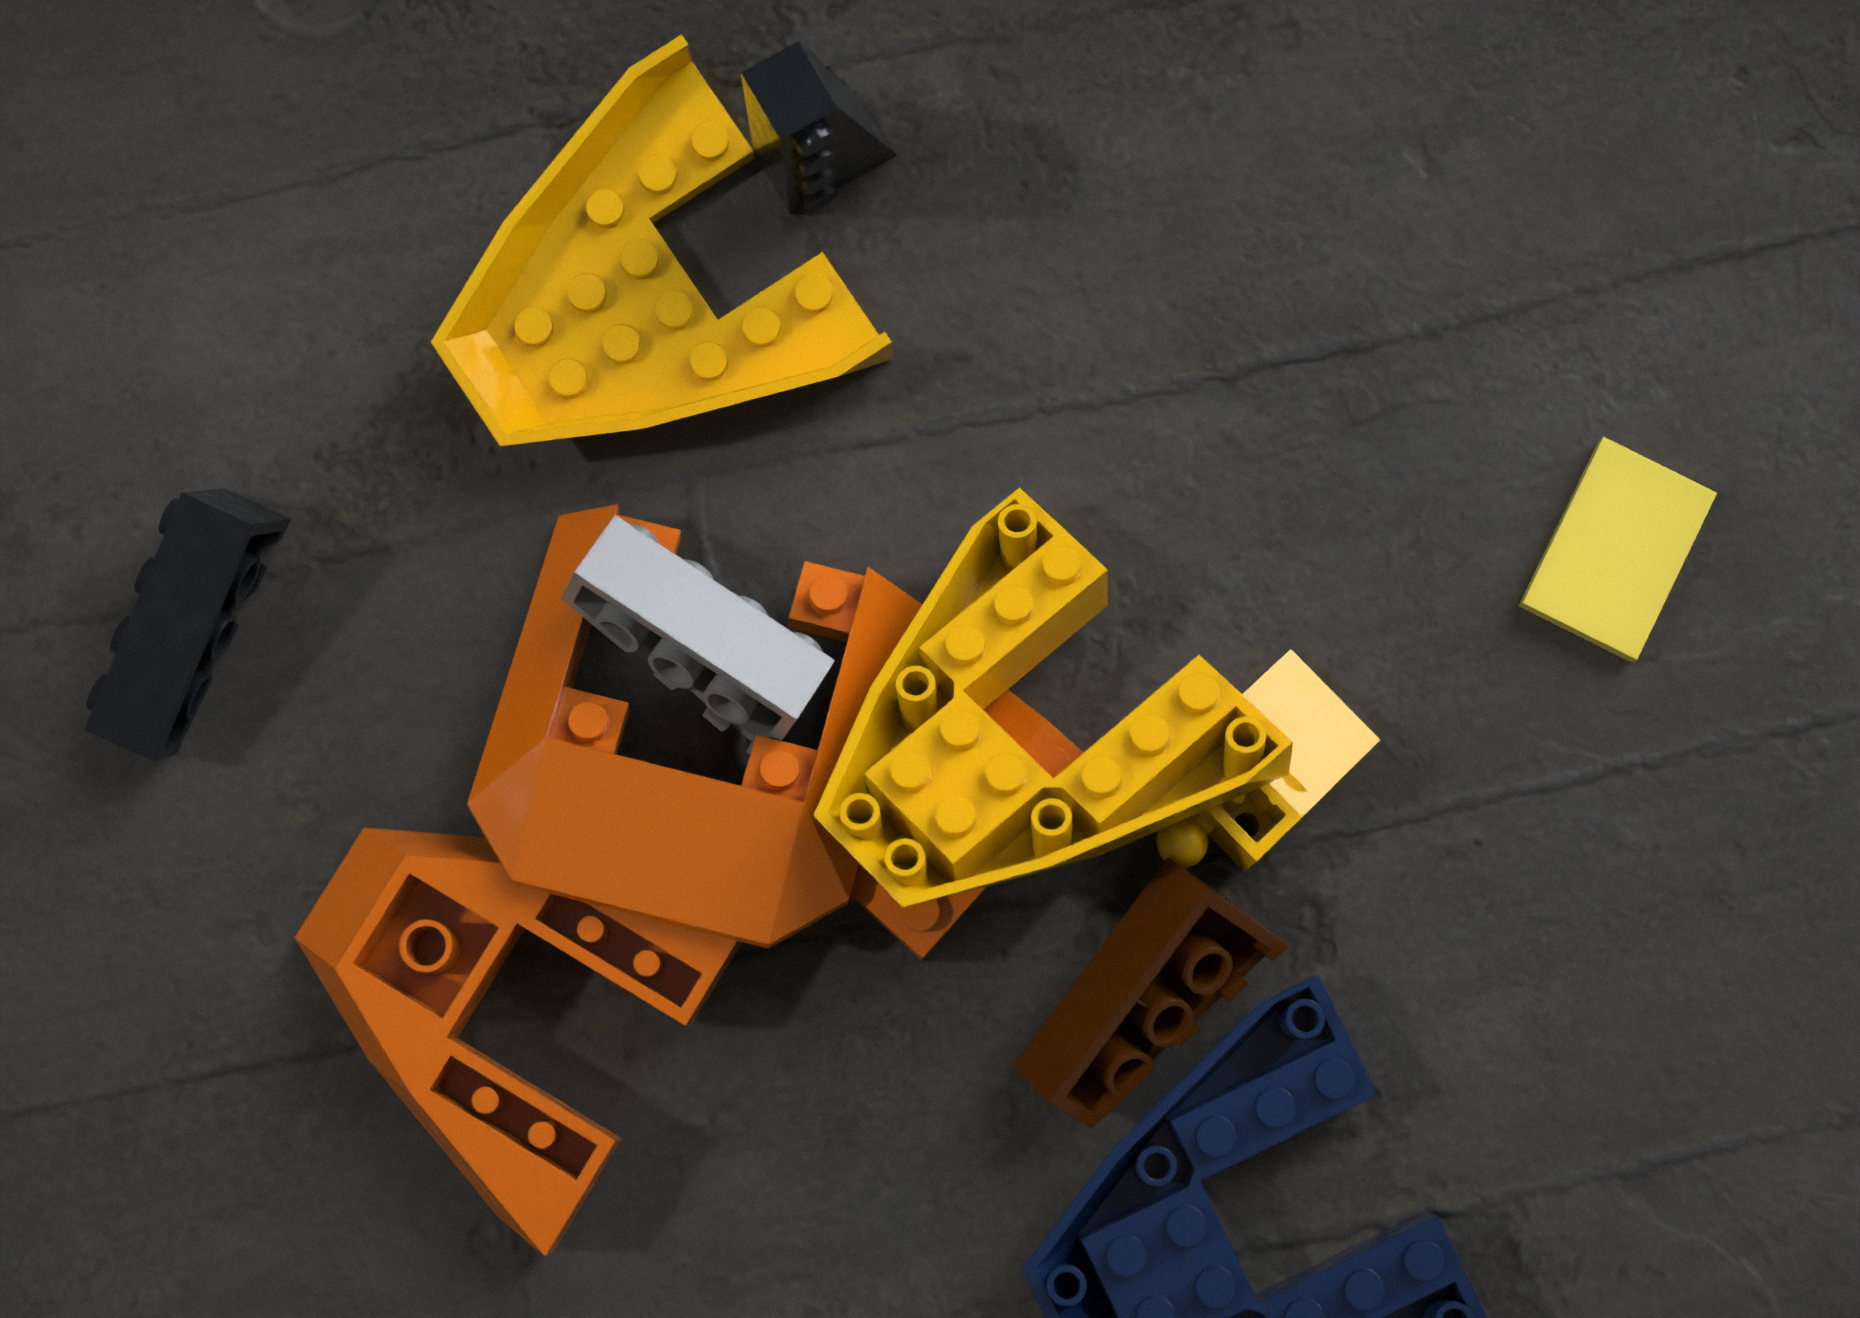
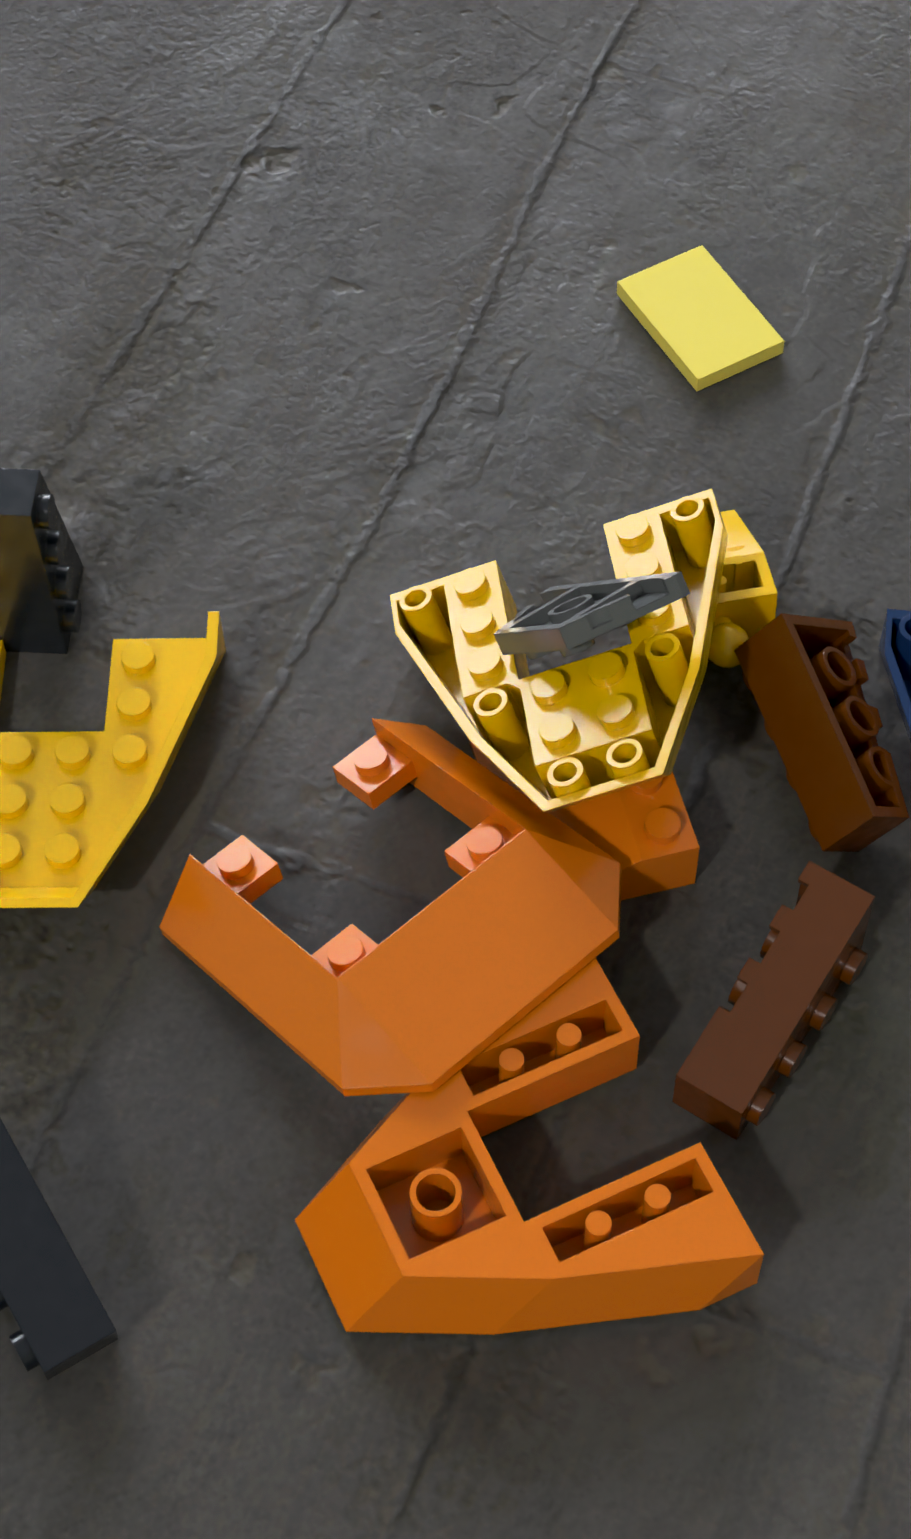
camera: 50 degrees left, 25 degrees down
(697, 632) = (340, 843): wedge -> none
(811, 1118) = (777, 1004): none -> reddish brown wedge
(1049, 714) = (584, 611): none -> dark grey wing

